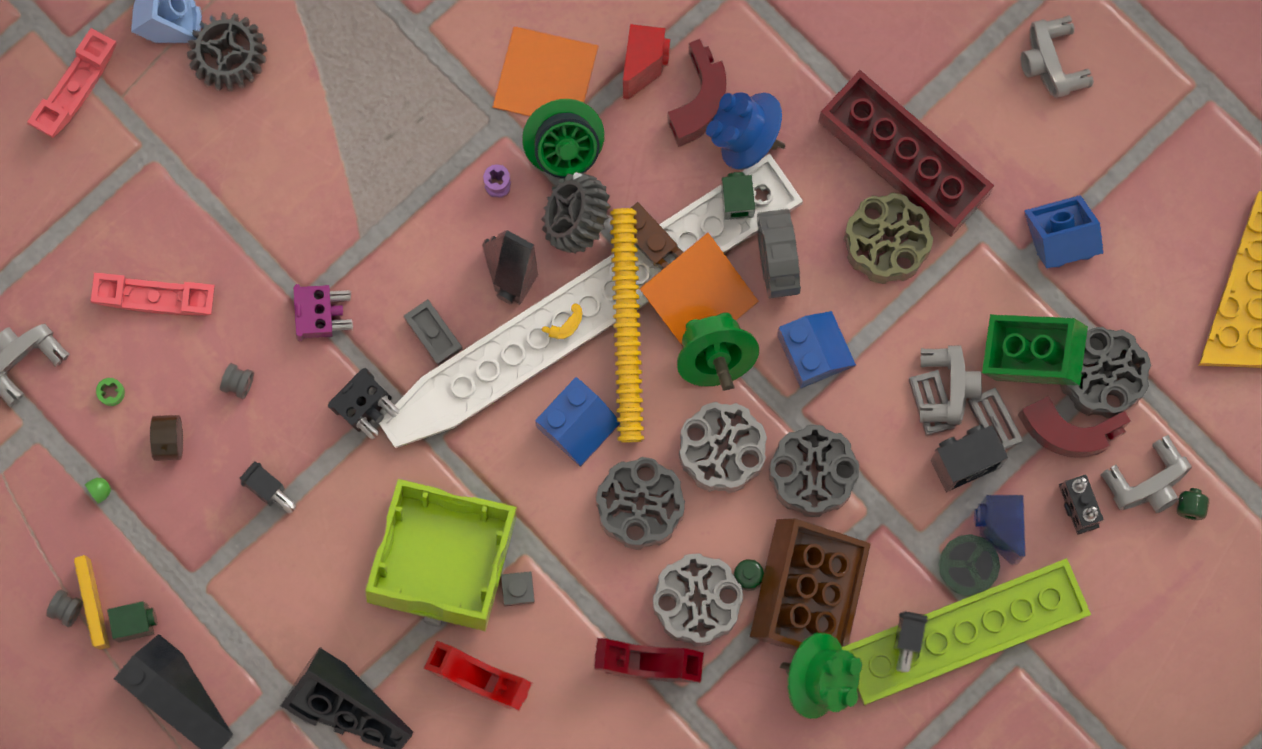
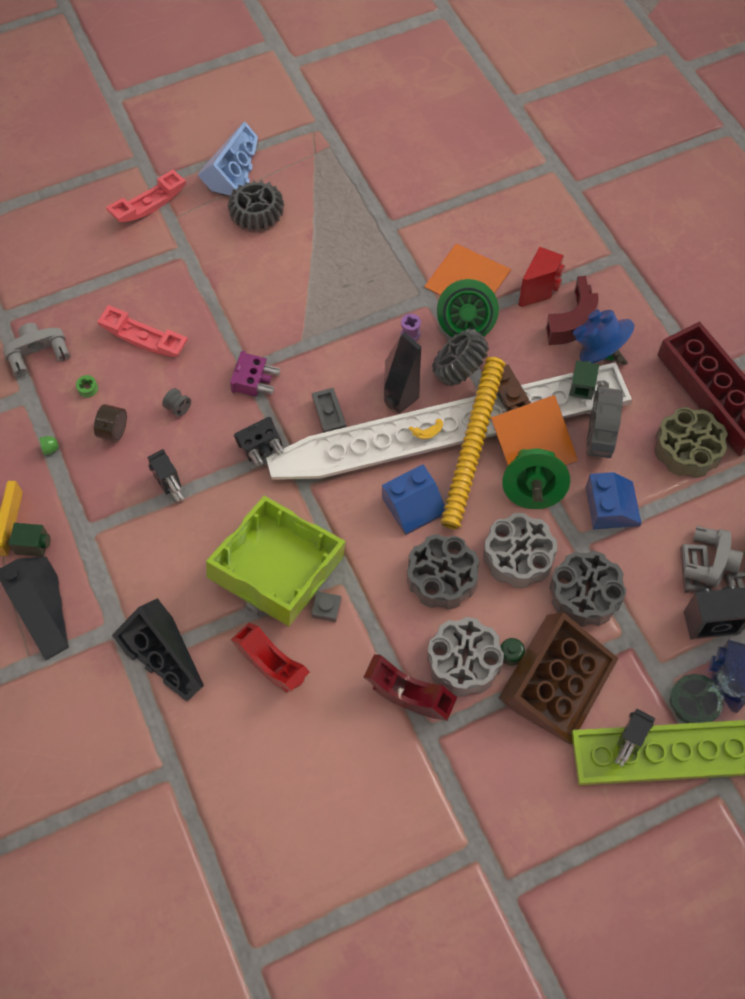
camera: 20 degrees right, 15 degrees down
(822, 677) = (550, 745): green piece -> none

